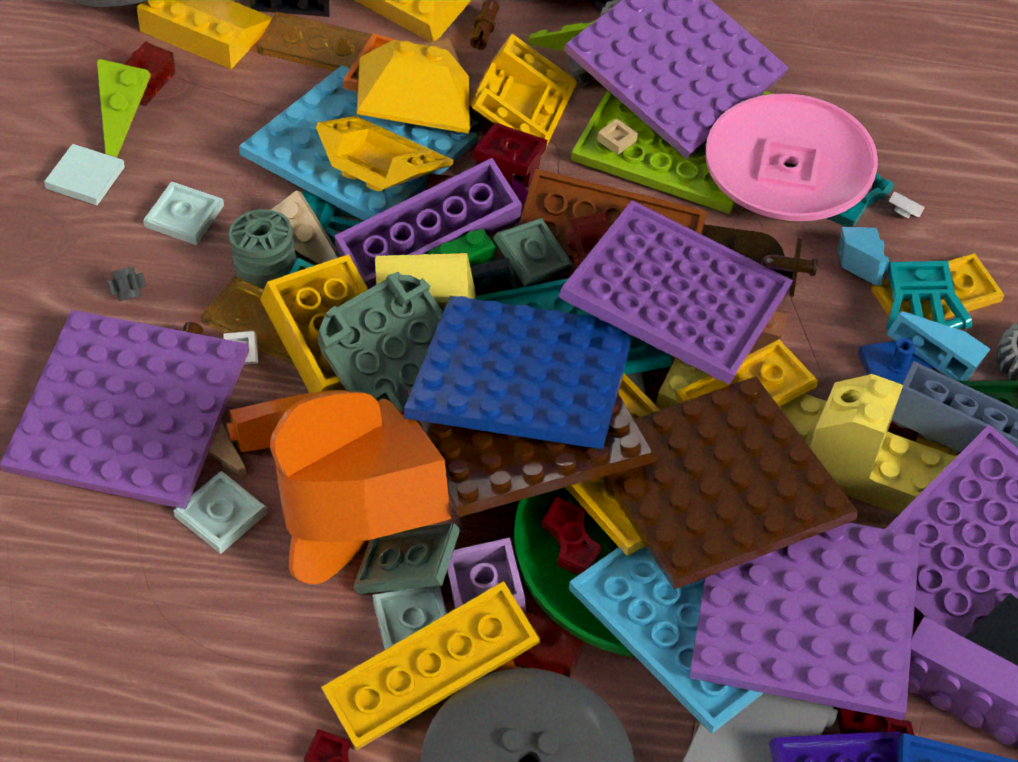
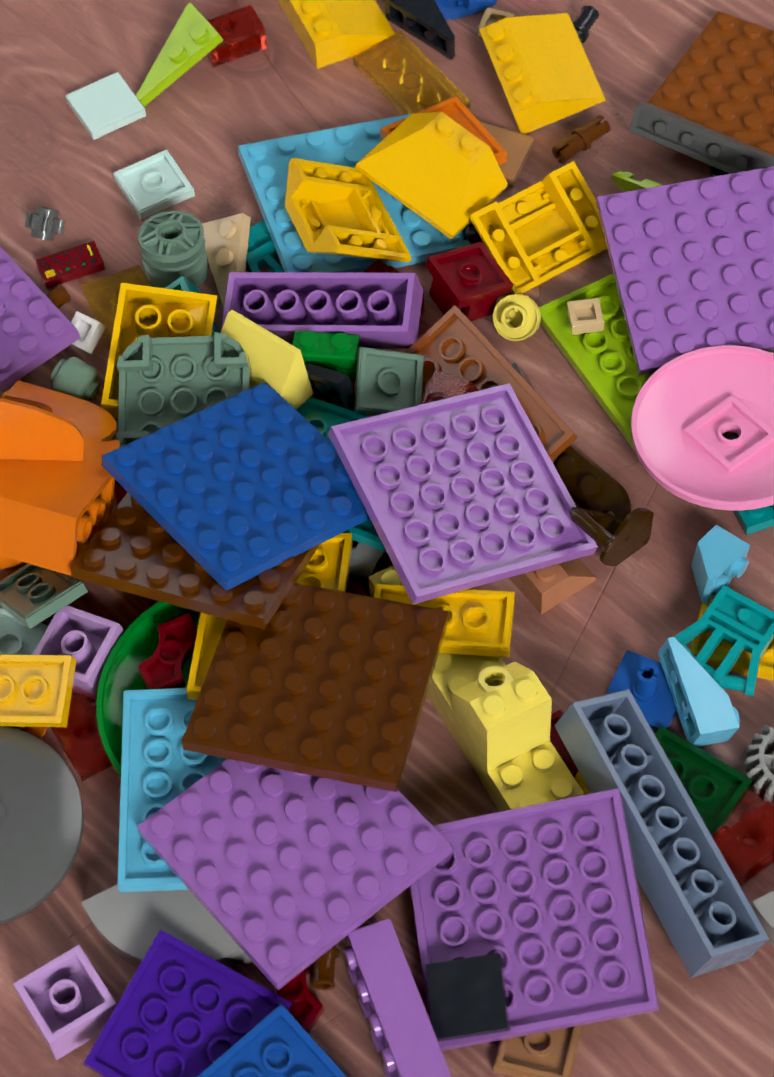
camera: 45 degrees right, 5 degrees up
(174, 304) = (70, 264): none -> dark red tile
(269, 385) = (75, 378): none -> sand green head
(565, 160) = (516, 317): none -> light yellow plate

